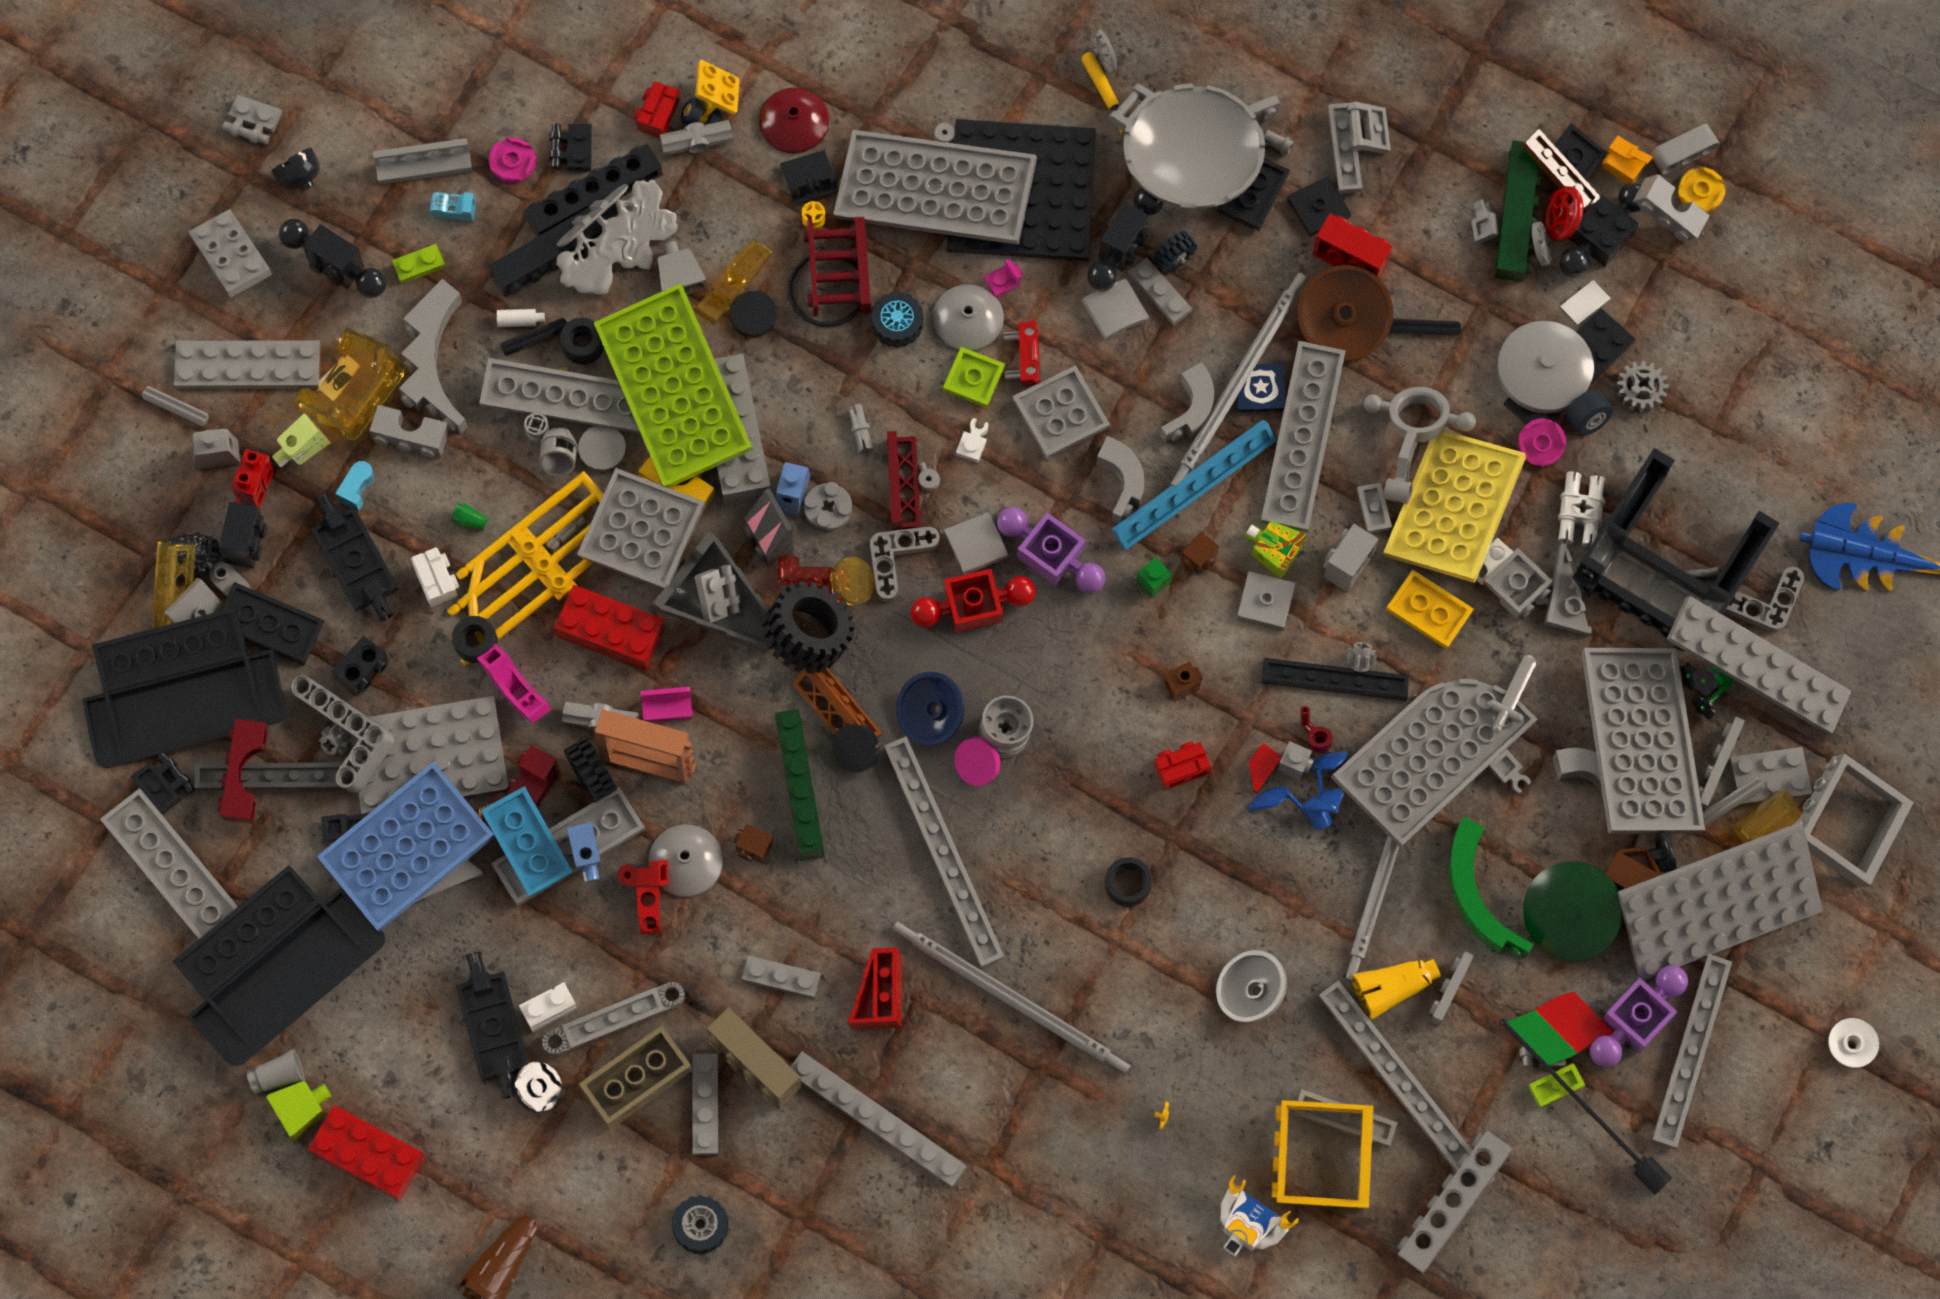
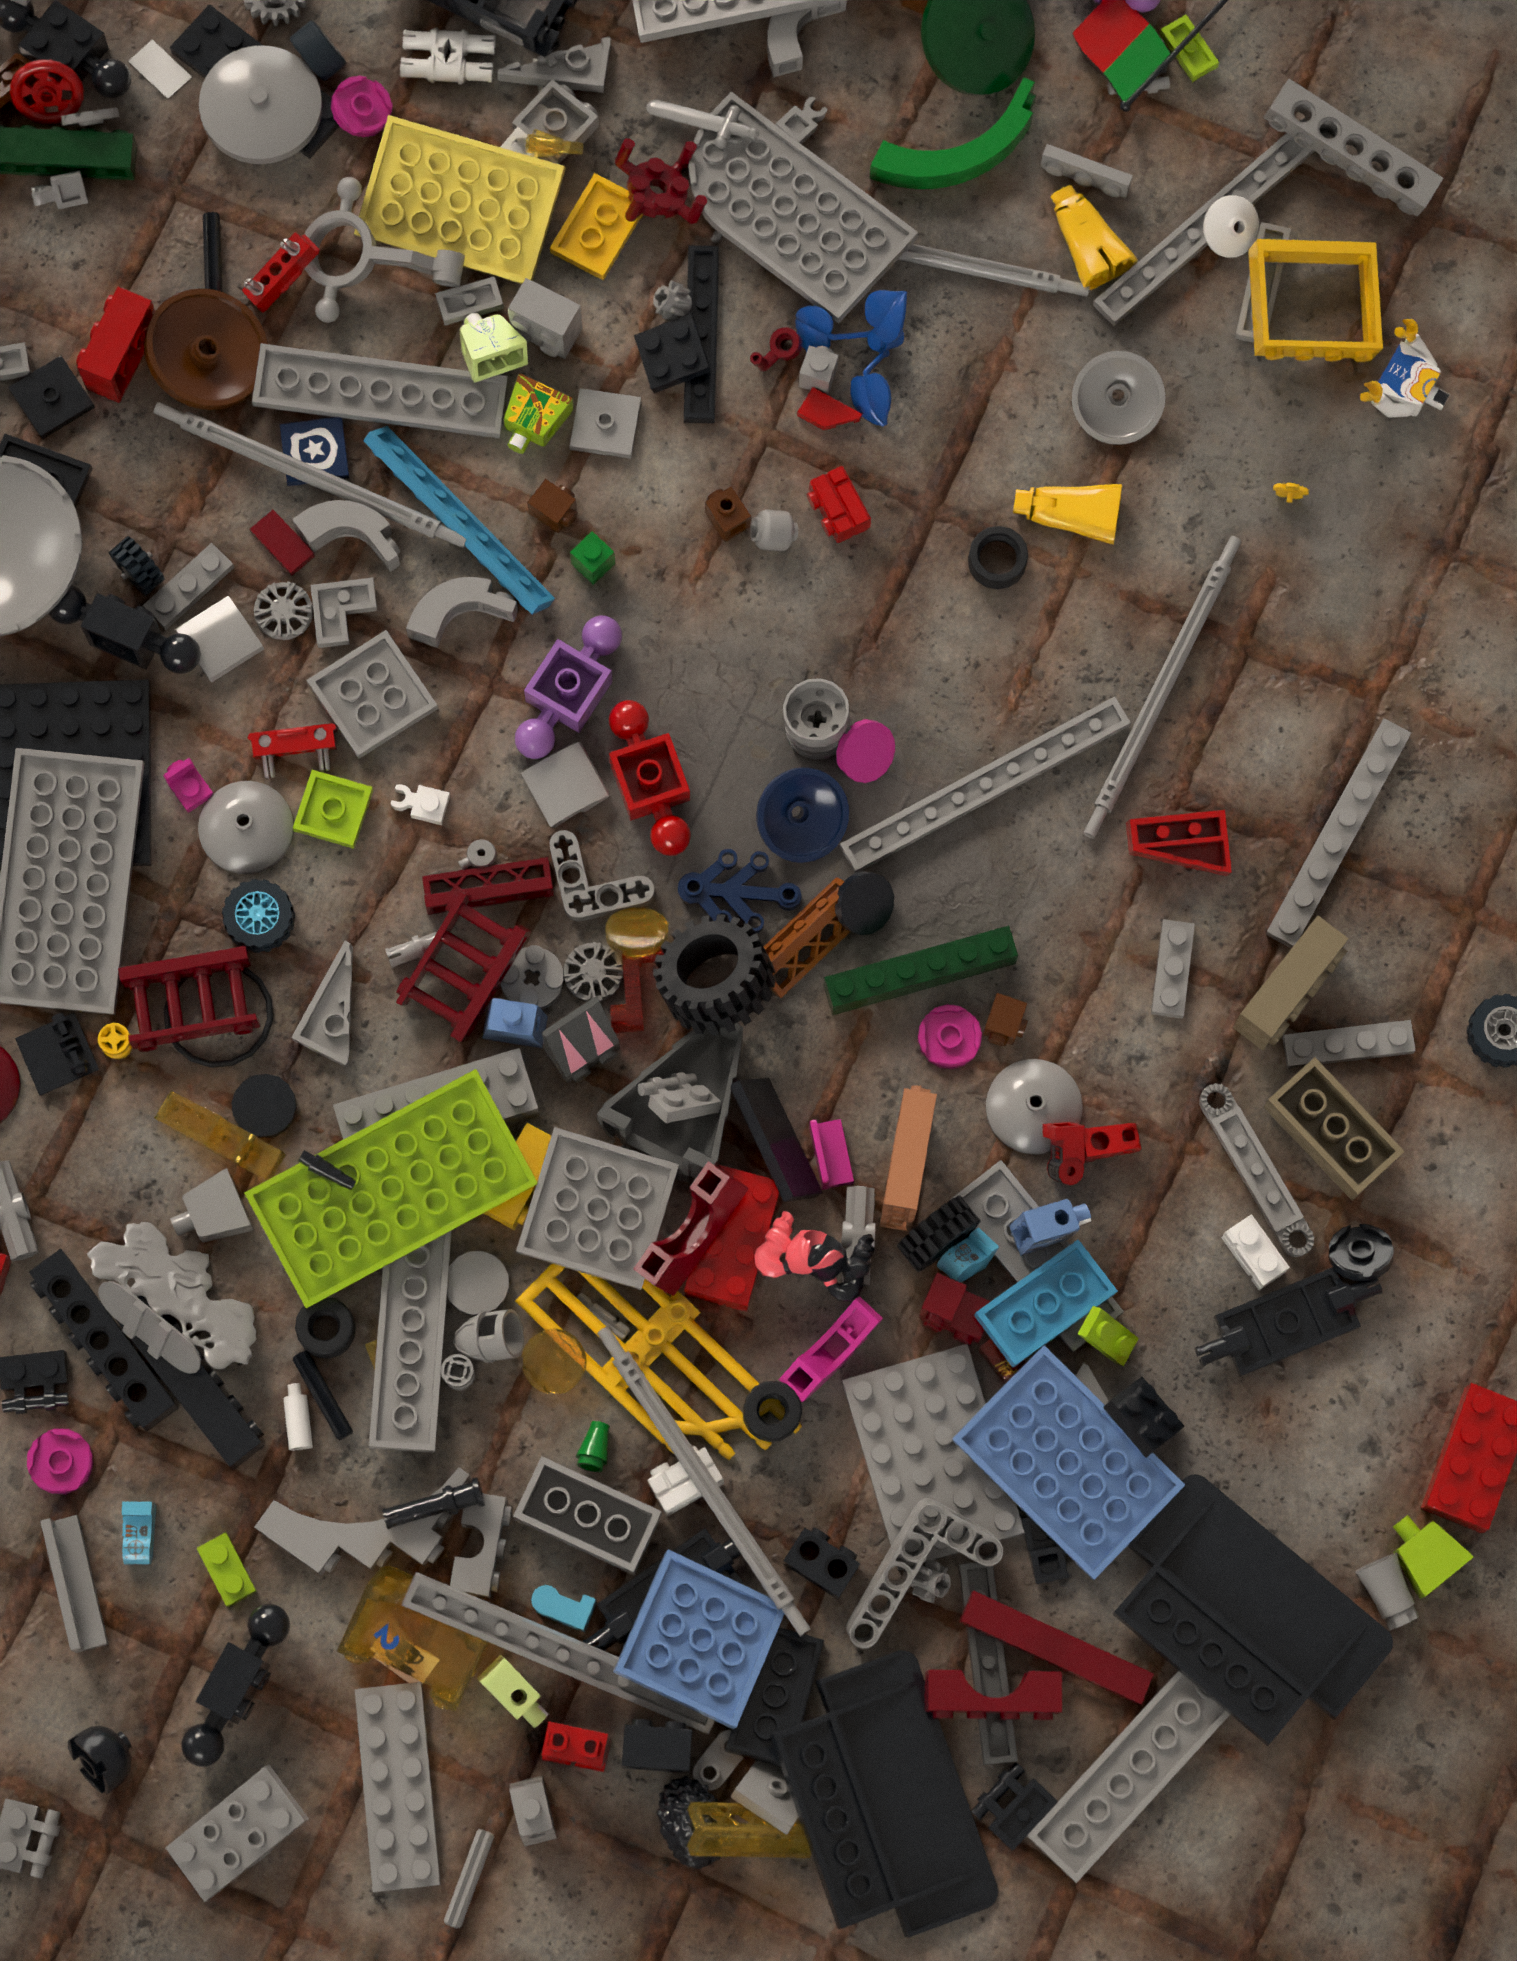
camera: 95 degrees left, 5 degrees up
(271, 825) = (1056, 1647): none -> dark red tile
(314, 570) = (700, 1639): none -> medium blue plate
(318, 474) = (539, 1645): none -> light grey plate
(348, 364) = (390, 1642): none -> clear yellow brick
(417, 505) = (587, 1515): none -> light grey brick
(428, 583) = (703, 1481): none -> light grey axle
(432, 906) = (1144, 1416): none -> black plate
(439, 407) = (450, 1500): none -> black pin
(497, 888) = (1108, 1336): none -> lime plate
(535, 494) = (554, 1361): none -> clear yellow tile
(570, 791) = (968, 1256): none -> medium azure leg
(583, 679) = (816, 1255): none -> hair
(592, 573) = (713, 1201): none -> dark red arch
(680, 662) = (776, 1139): none -> black tile
(689, 337) = (326, 1169): none -> black animal
(747, 803) = (949, 1036): none -> dark pink tile
(814, 361) = (328, 1016): none -> light grey wing
(828, 549) = (593, 971): none -> light grey wheel
(834, 475) = (478, 994): none -> dark red fence
(879, 657) = (734, 891): none -> dark blue plant
(1134, 356) = (283, 610): none -> light grey wheel
(1134, 389) = (334, 602): none -> light grey plate
(1162, 945) = (1081, 510): none -> yellow piece
(1165, 714) = (773, 530): none -> light grey head
(1188, 357) = (282, 542): none -> dark red tile
(1318, 653) = (672, 353): none -> black plate
(1331, 515) = (491, 346): none -> yellowish green torso
(1405, 370) = (291, 261): none -> red piece
(1405, 1095) = (1220, 223): none -> white dish
(1469, 658) = (661, 175): none -> dark red plate
(1493, 568) = (543, 145): none -> clear yellow cone

